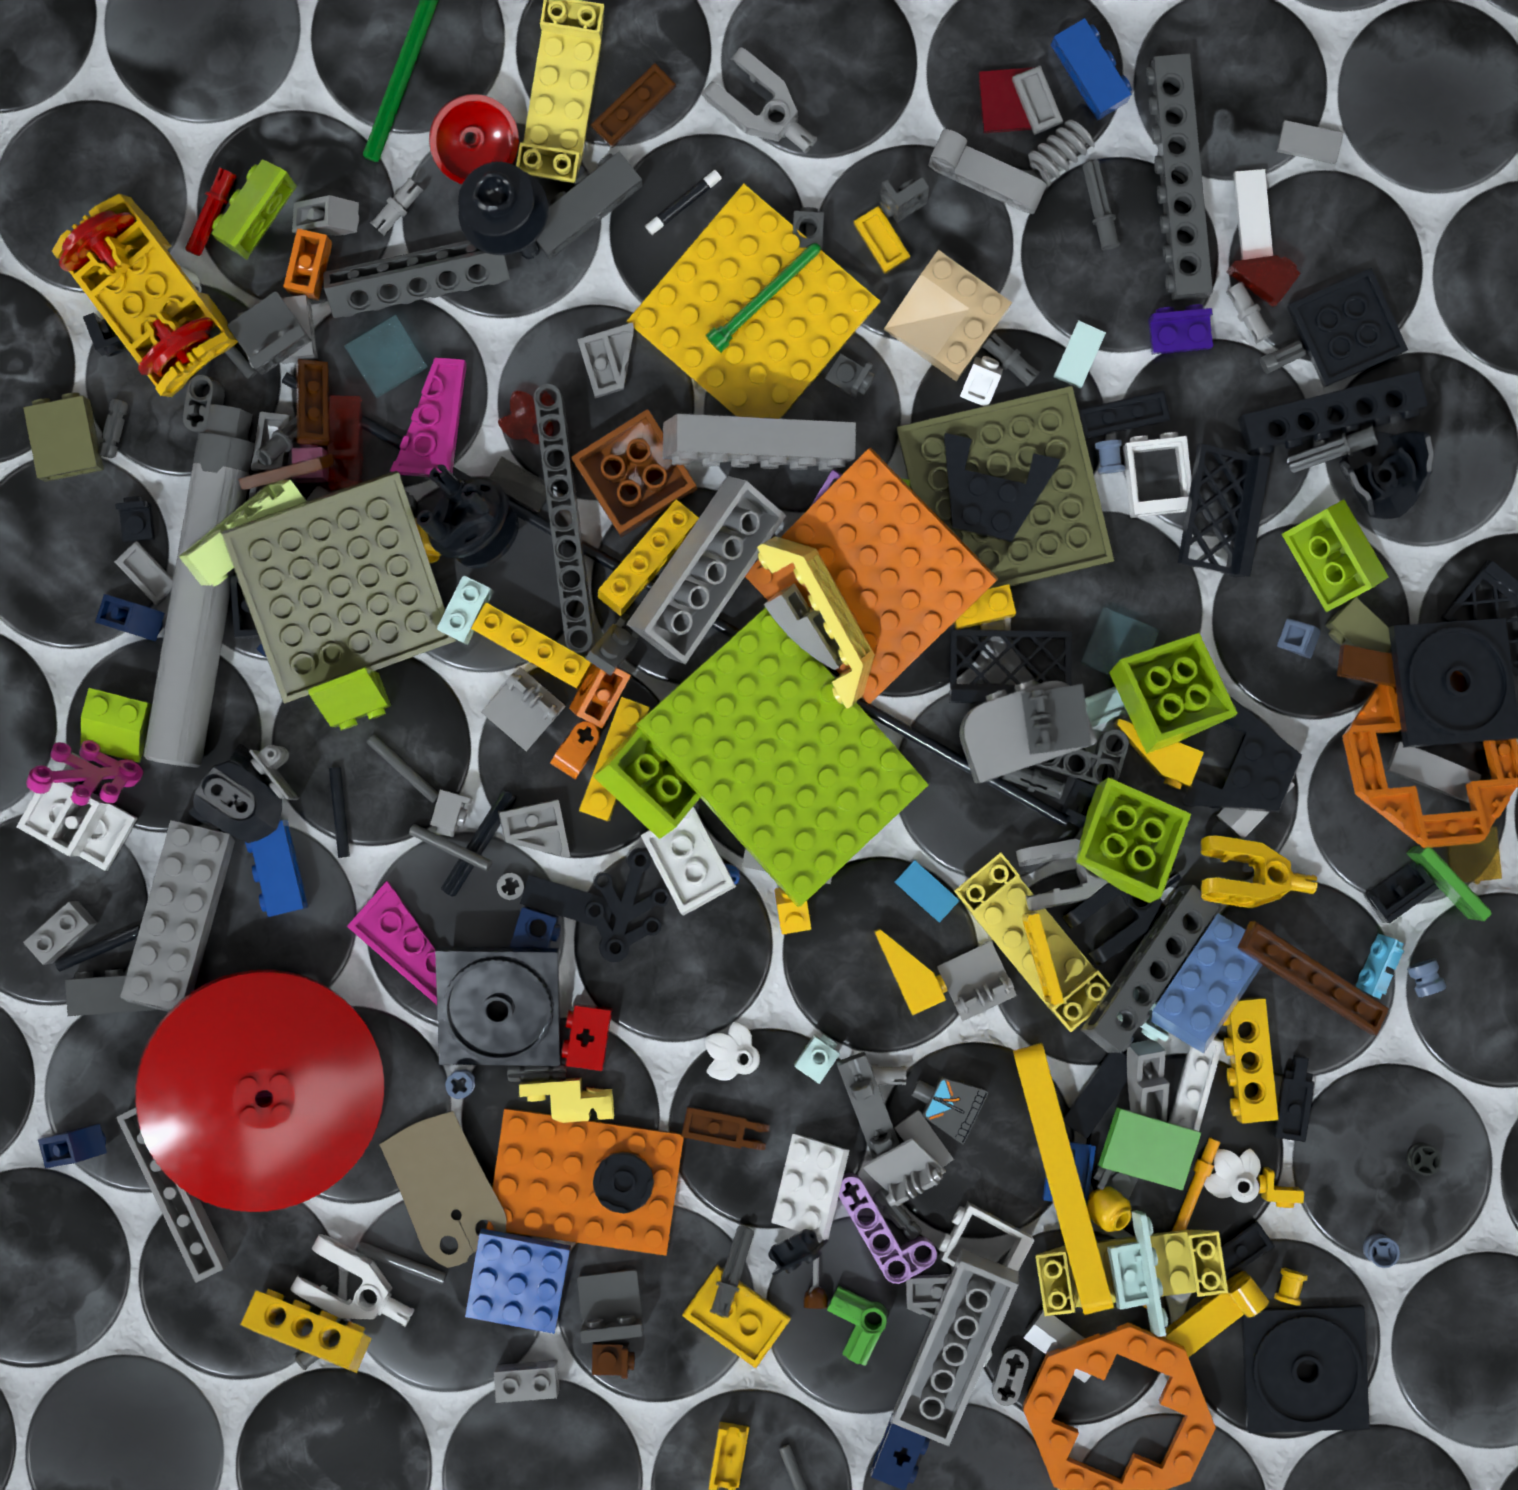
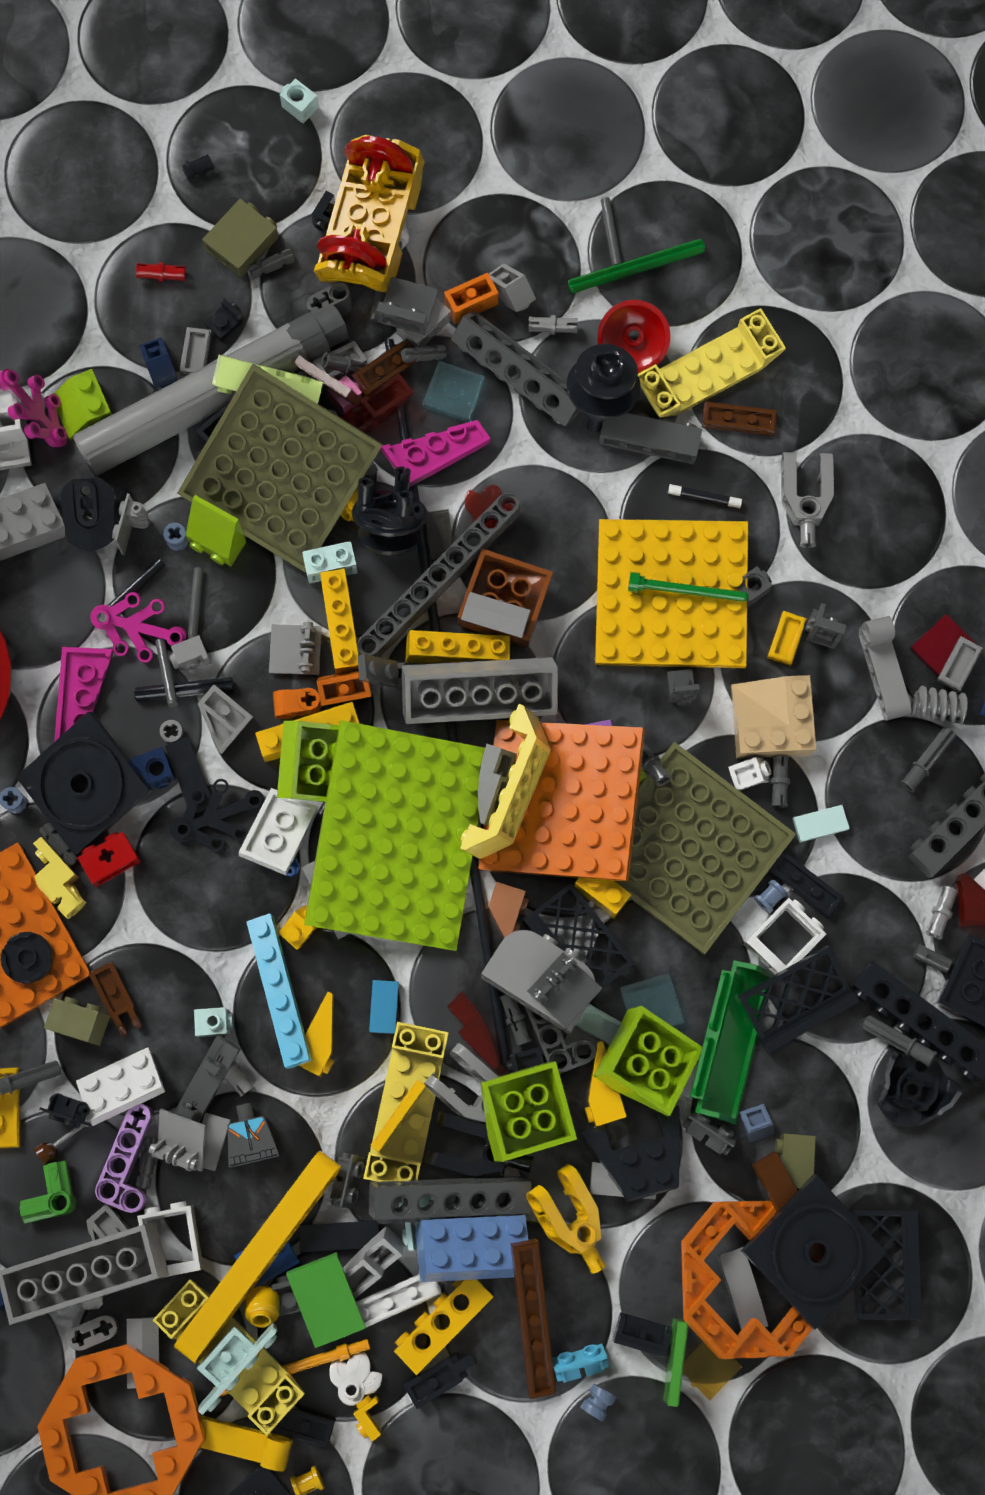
camera: 50 degrees right, 10 degrees down
(36, 542) = (161, 271): none -> red pin
(216, 198) = (468, 214): red axle -> none
(253, 208) = (479, 241): lime slope -> none
(278, 872) = (64, 577): blue brick -> none
(314, 730) = (175, 543): none -> sand blue bush
(327, 355) = (424, 353): none -> dark grey axle
(345, 72) = (611, 231): none -> dark grey bar
(379, 842) = (134, 625): none -> dark pink plant
(607, 358) = (565, 526): light grey wing -> none
(648, 497) = (495, 614): none -> light grey piece
(719, 1181) = (77, 1021): none -> olive brick
(727, 1052) = (171, 959): white plate -> none
(758, 441) = (589, 656): light grey brick -> none
(838, 975) = (279, 991): none -> medium azure plate
(903, 465) = (652, 765): none -> dark grey axle
(926, 709) = (505, 907): none -> nougat slope
(977, 981) = (349, 1089): light grey hinge -> none
(990, 503) = (674, 840): black wing -> none
(1014, 825) = (474, 1029): none -> clear red slope
(1066, 1056) = (346, 1193): none -> dark grey hinge
(1180, 330) = (893, 876): dark purple bracket -> none
(1212, 607) = (728, 1045): none -> green slope
(1260, 688) = (719, 1135): none -> dark grey hinge
(1335, 555) = (832, 1100): lime slope -> none

